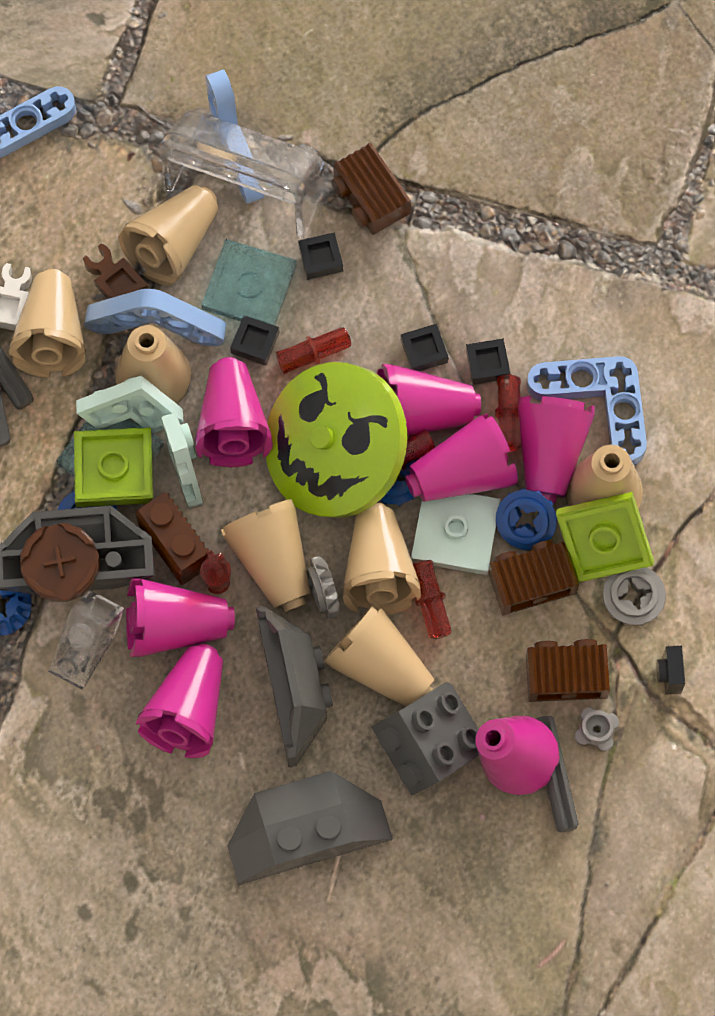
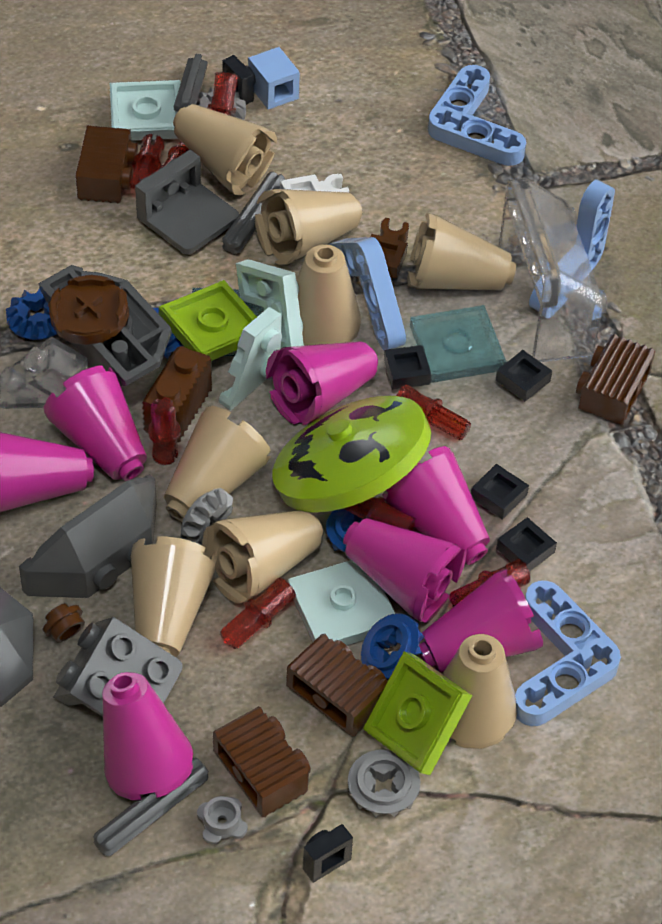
camera: 55 degrees right, 20 degrees down
(350, 751) = (63, 622): none -> reddish brown plate

